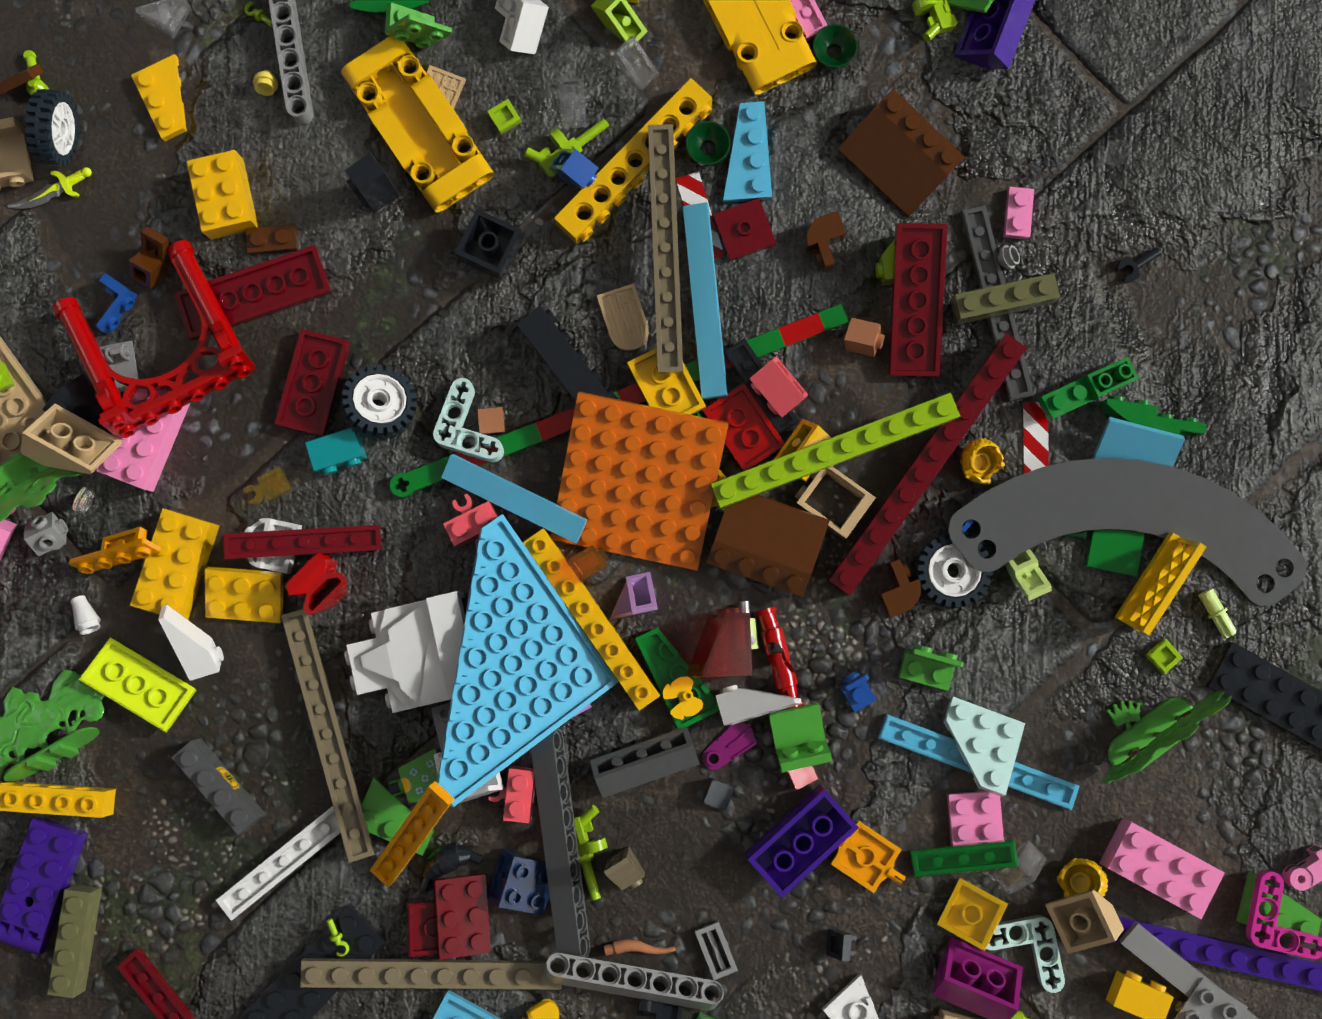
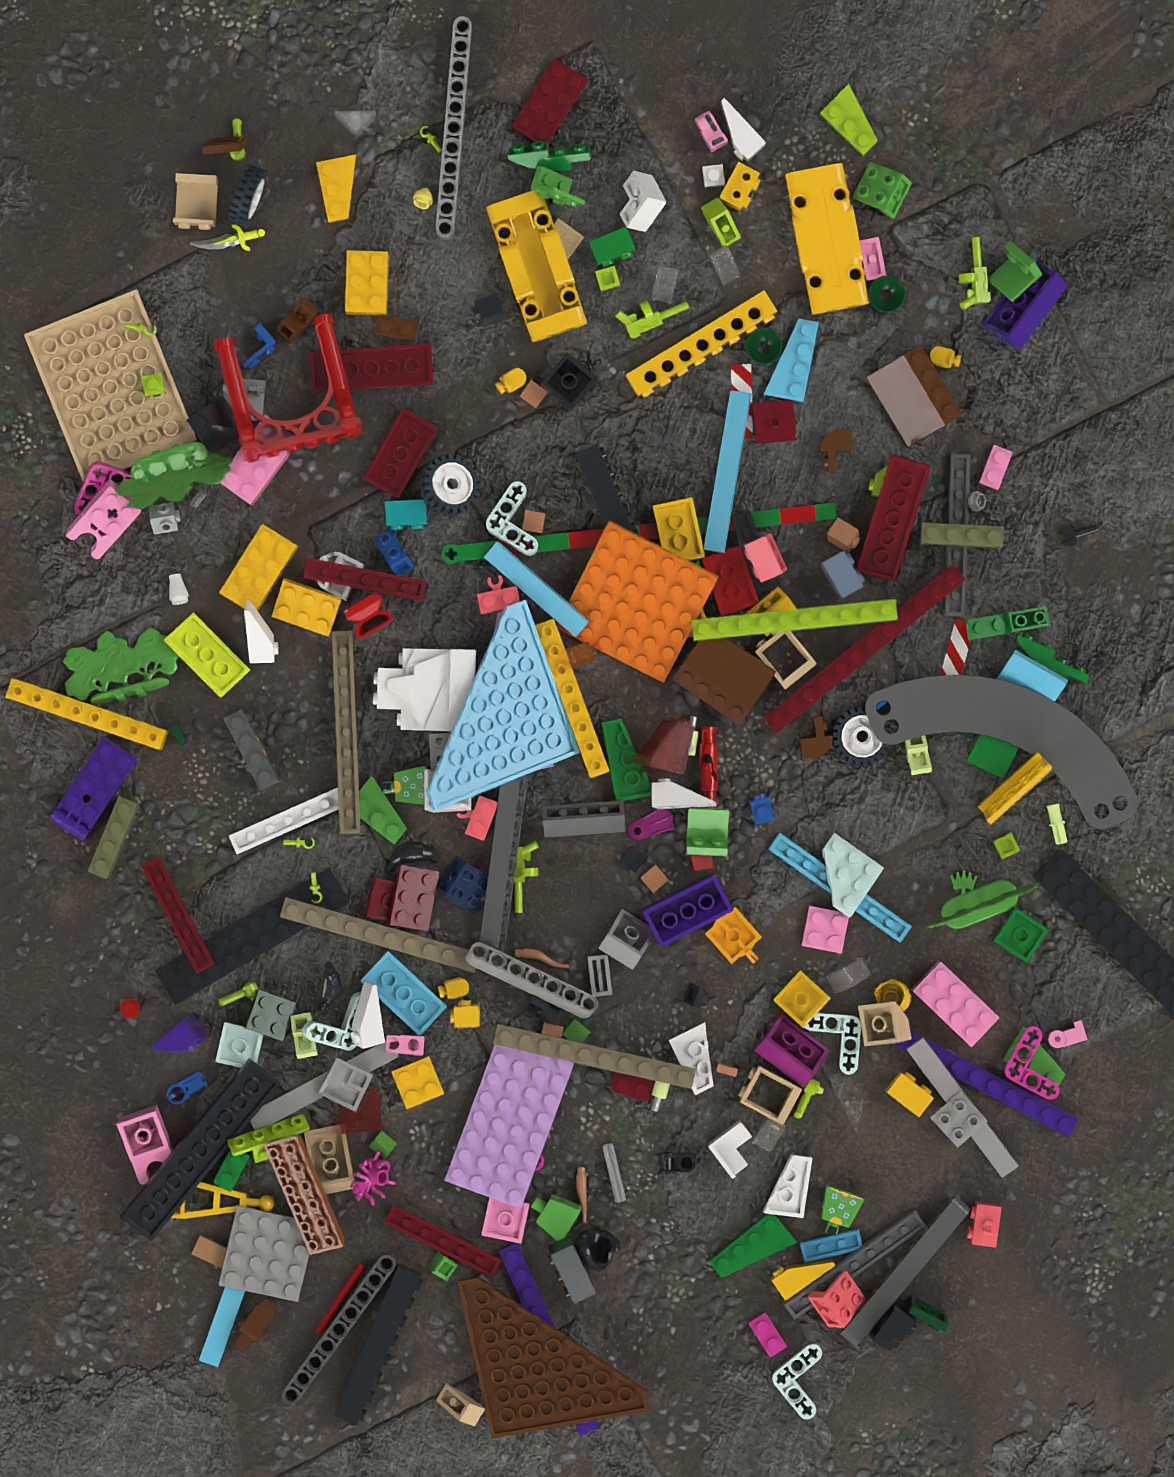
camera: 10 degrees right, 5 degrees up
(67, 442) = (207, 456): tan slope -> none
(116, 550) = (218, 546): light orange bracket -> none
(125, 790) = (179, 733): none -> dark green tile
(271, 485) = (348, 526): clear yellow plate -> none
(305, 884) = (298, 842): none -> lime hand
(333, 502) = (393, 552): none -> blue bracket
(412, 833) = (395, 824): light orange plate -> none
(422, 263) = (511, 380): none -> yellow arm
(453, 272) = (533, 394): none -> nougat tile
(500, 78) = (612, 247): none -> green brick
(574, 168) = (652, 340): blue brick -> none
(624, 317) = (660, 467): tan window -> none
(624, 869) = (547, 896): dark tan slope -> none
(636, 597) = (610, 690): lavender slope -> none
(665, 249) = (706, 424): dark tan plate -> none
(688, 703) = (629, 783): yellow piece -> none
(737, 897) = (627, 939): none -> light grey slope
(750, 811) = (654, 878): none -> nougat tile
(876, 383) = (842, 574): none -> sand blue brick
(924, 101) = (944, 357): none -> yellow arm
(928, 668) = (821, 806): bright green bracket -> none
(964, 858) = (807, 955): green tile -> none
(981, 460) = (907, 656): yellow hair -> none
(1214, 760) = (1020, 934): none -> green tile

